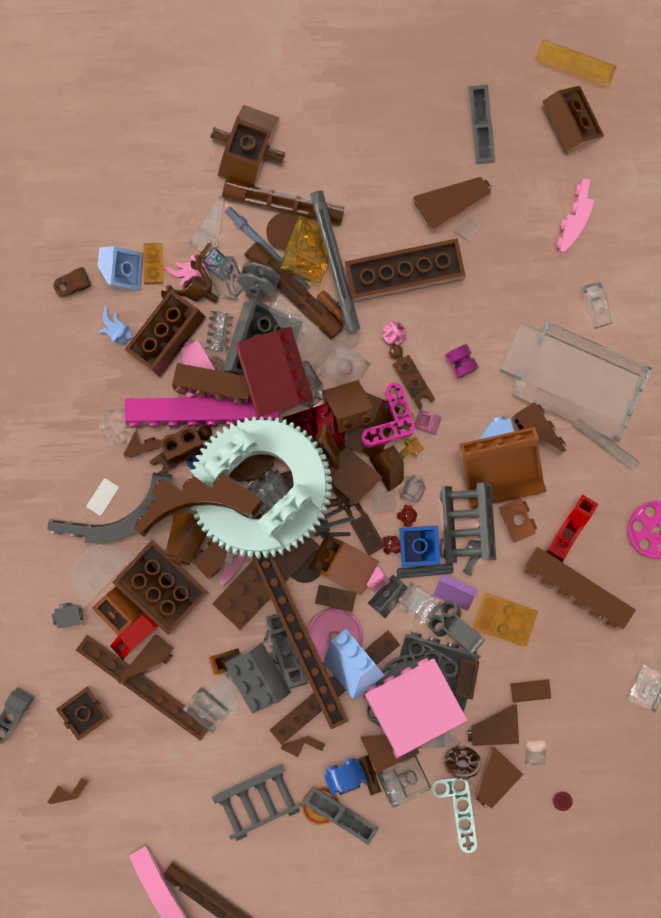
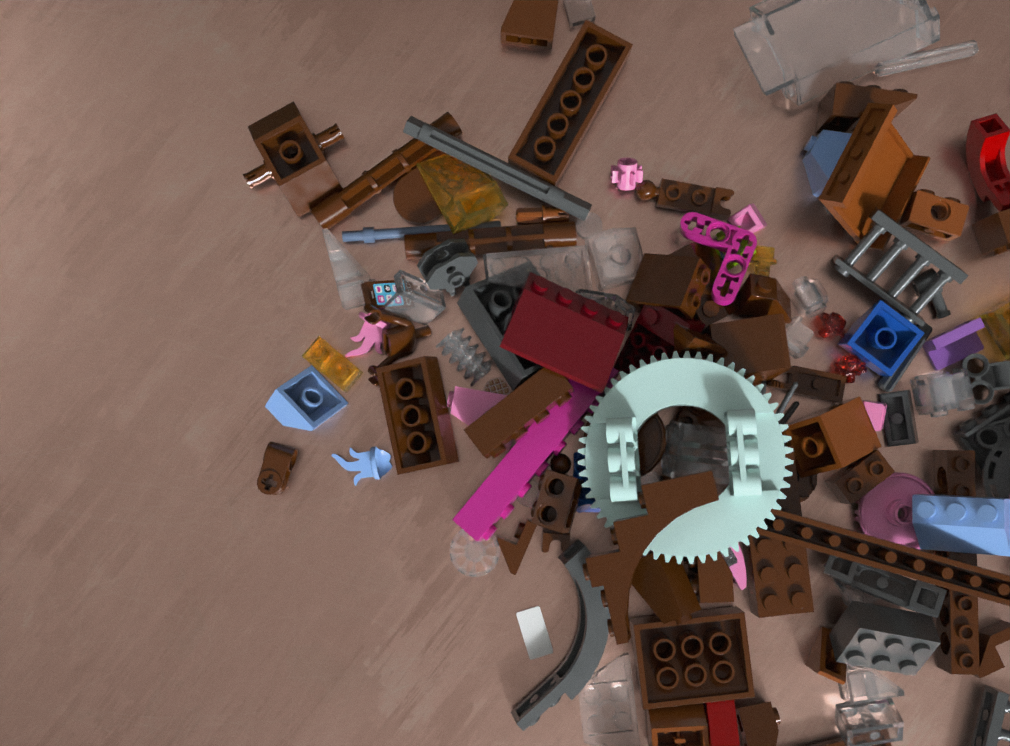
camera: 50 degrees left, 0 degrees up
(462, 361) = (708, 125): magenta wheel -> none

